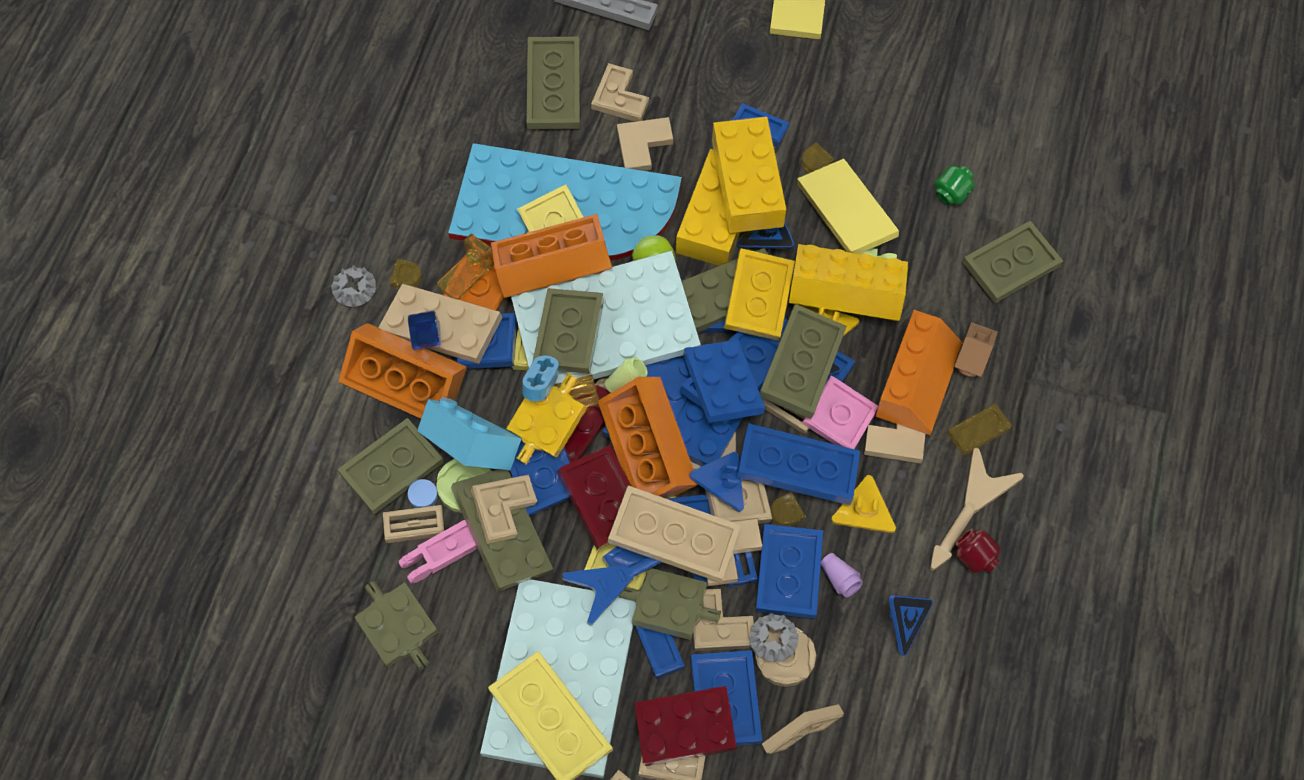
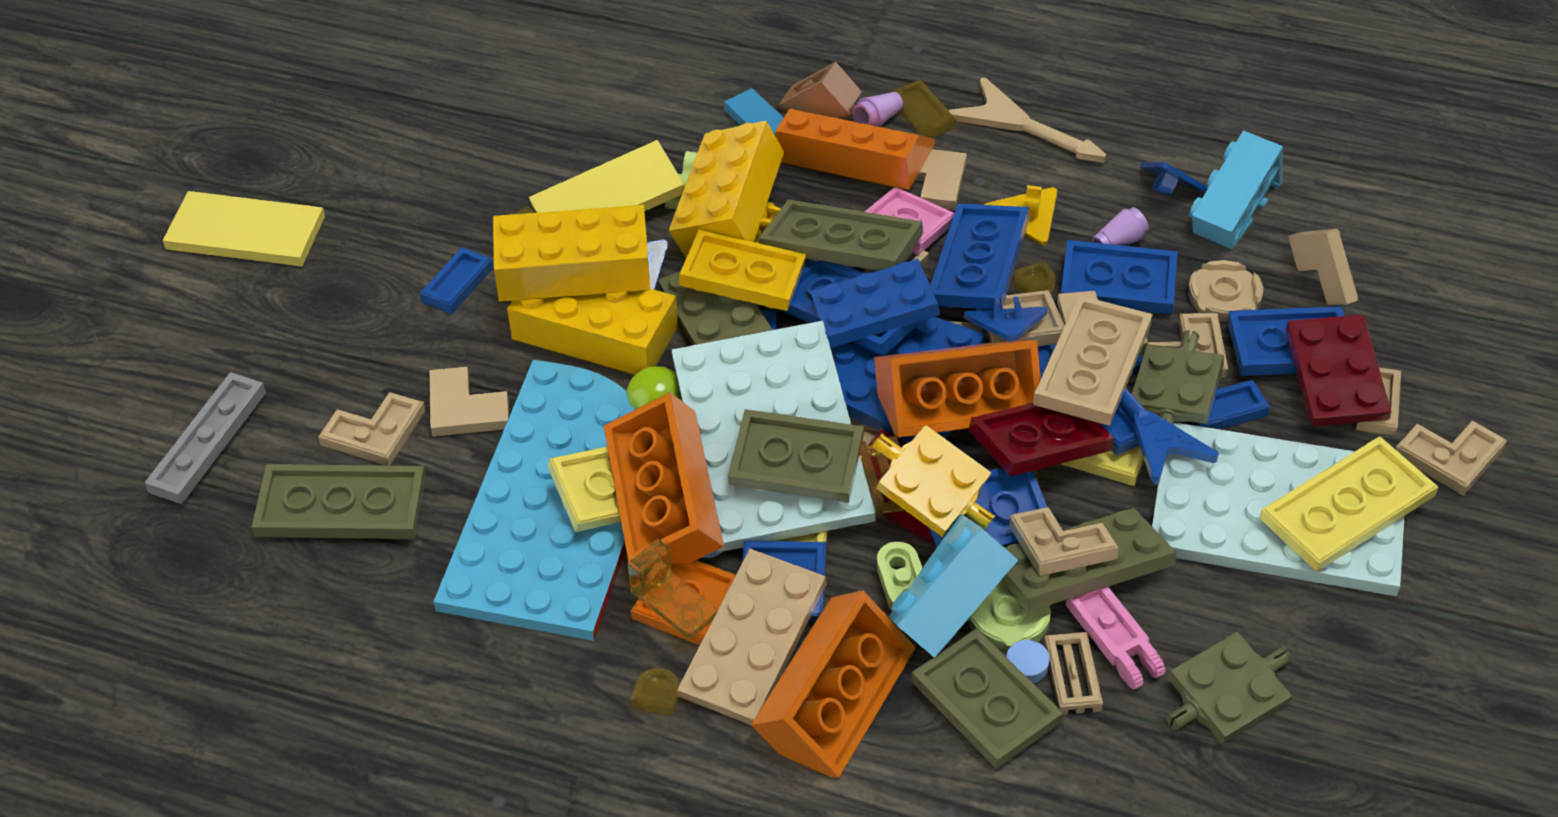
camera: 85 degrees left, 15 degrees down
(349, 296) = (666, 775): light grey gear -> none
(424, 329) = (782, 633): clear blue slope -> none
(490, 409) = (899, 580): none -> yellowish green plate
(536, 375) = (885, 468): dark azure beam -> none
(626, 372) = (860, 403): yellowish green cone -> none
(771, 650) = (1209, 299): light grey gear -> none
(888, 665) = (1237, 189): none -> medium azure wedge
(954, 185) = (588, 97): green head -> none
(956, 304) = (752, 108): none -> dark azure tile
(968, 392) = (877, 109): none -> lavender cone
(978, 551) = (1084, 114): dark red head -> none
(1012, 261) = (701, 61): olive plate -> none

